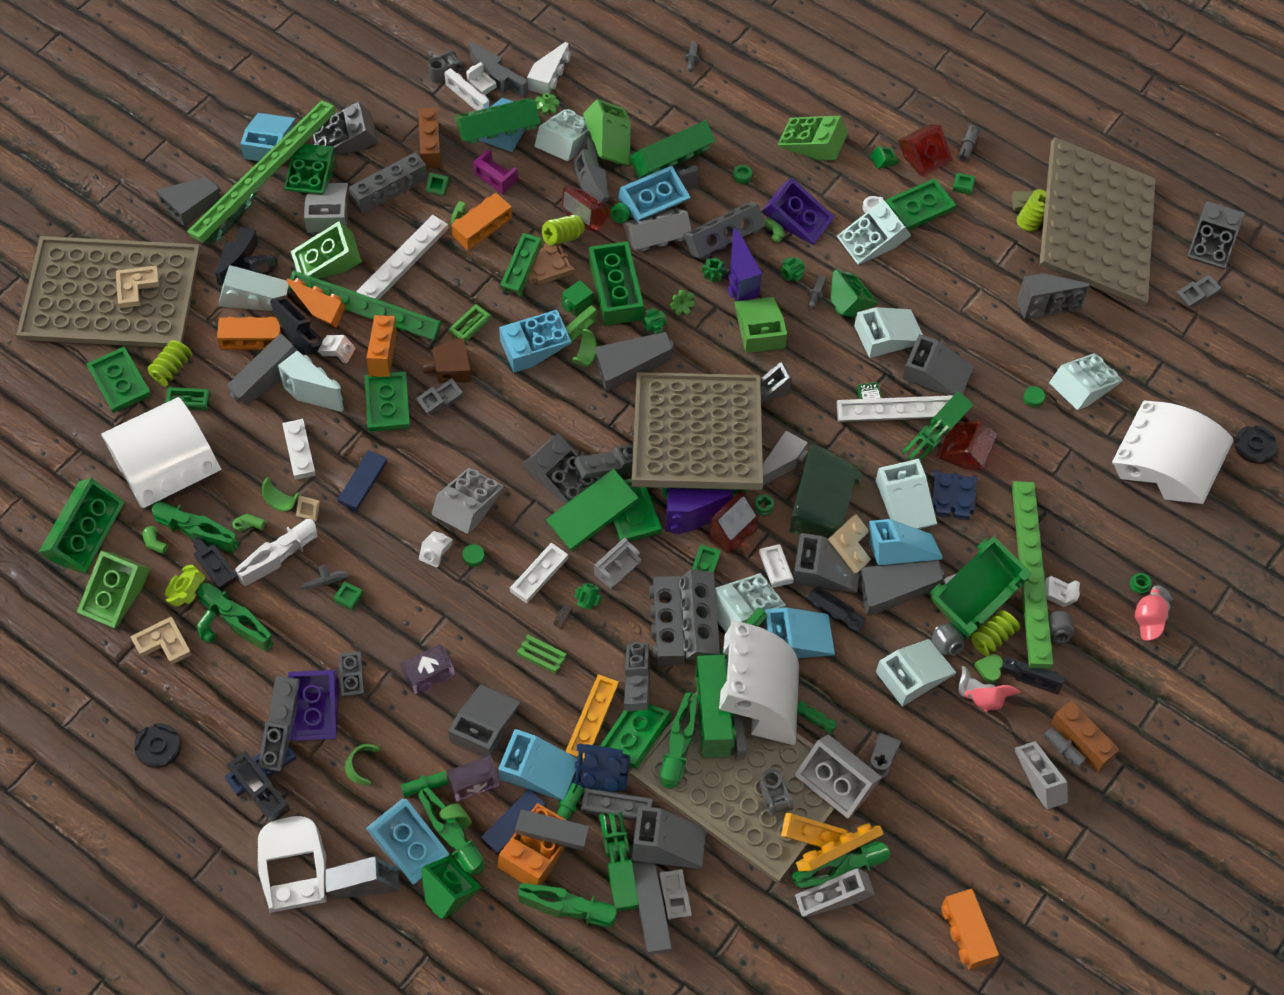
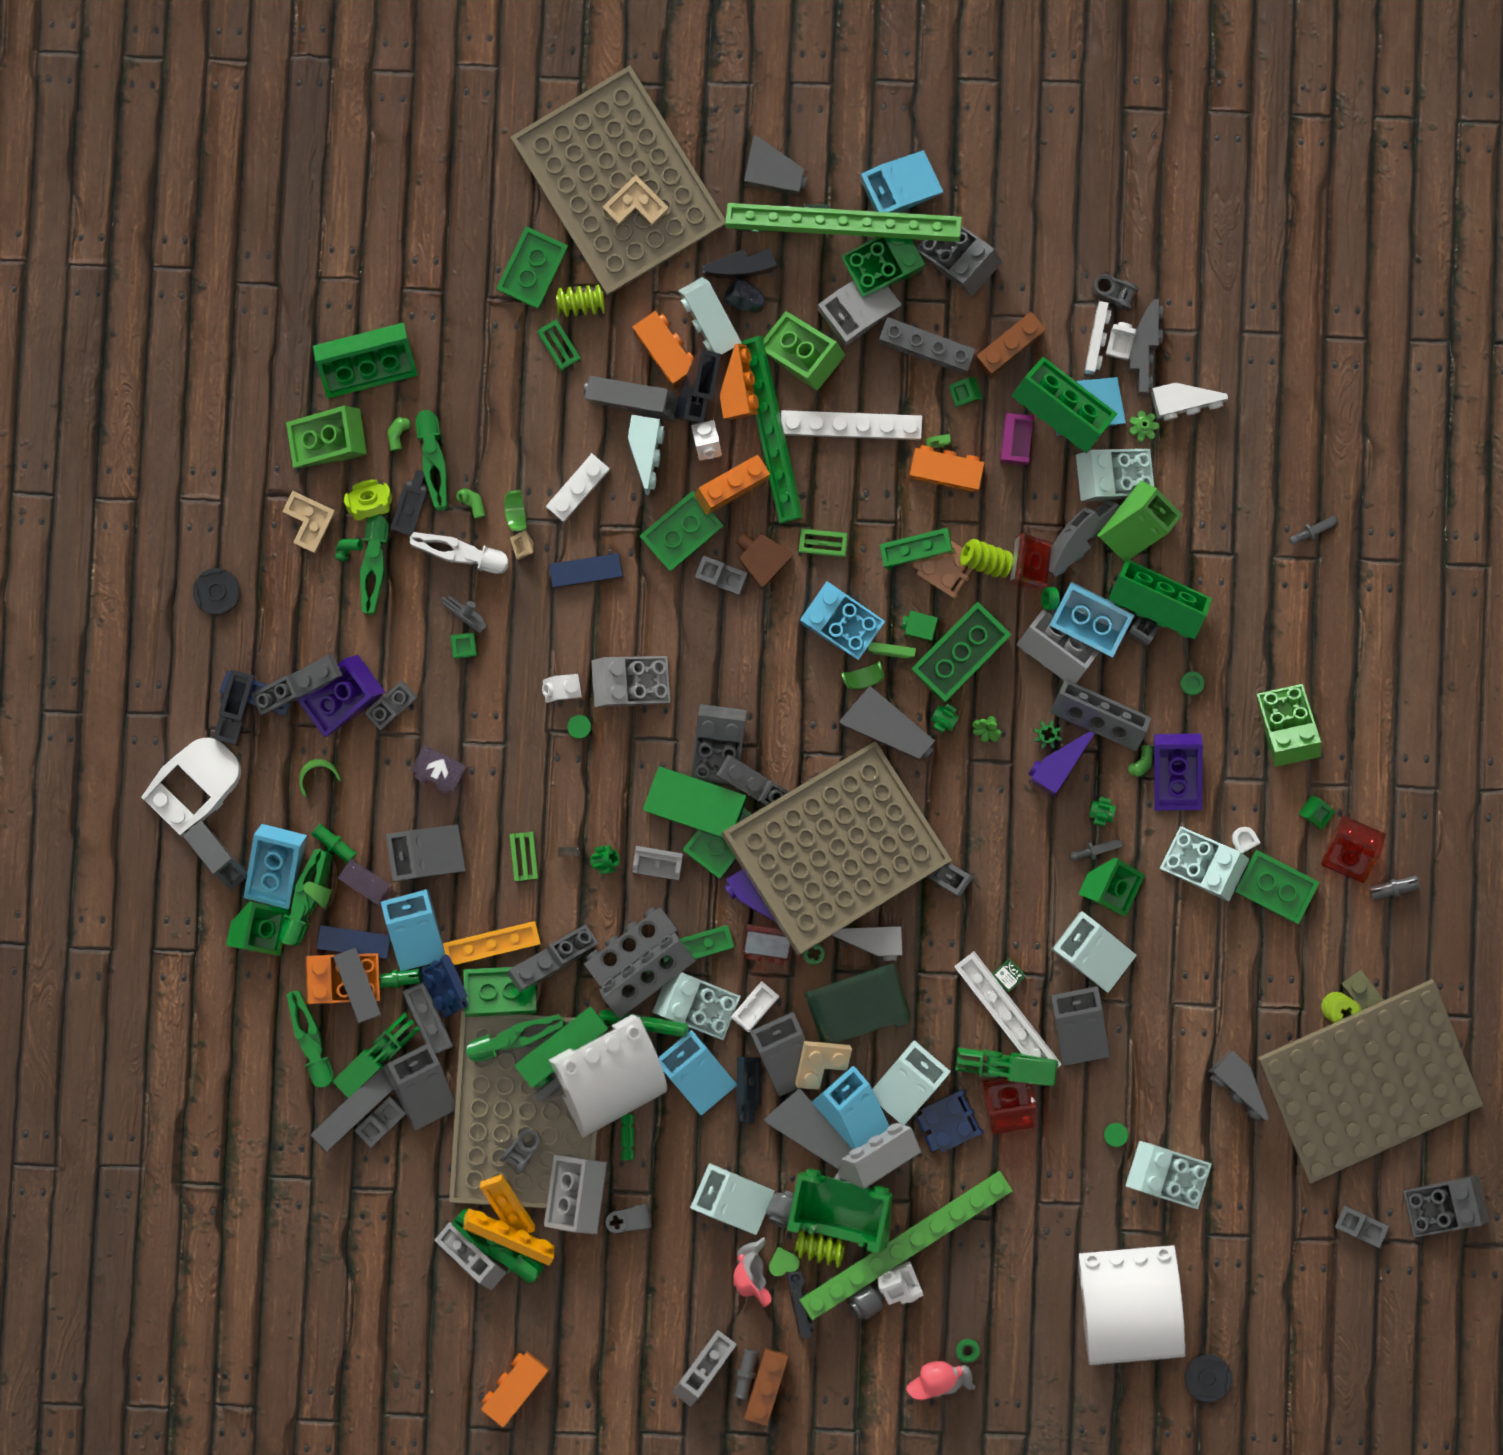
camera: 60 degrees right, 25 degrees up
(161, 452) = (479, 373): white slope -> none
(539, 573) = (600, 798): white plate -> none
(761, 324) = (1015, 820): bright green slope -> none
(953, 537) = (879, 1156): none -> light grey slope
(963, 183) = (1339, 913): green tile -> none
(1060, 594) = (893, 1286): none -> white bracket

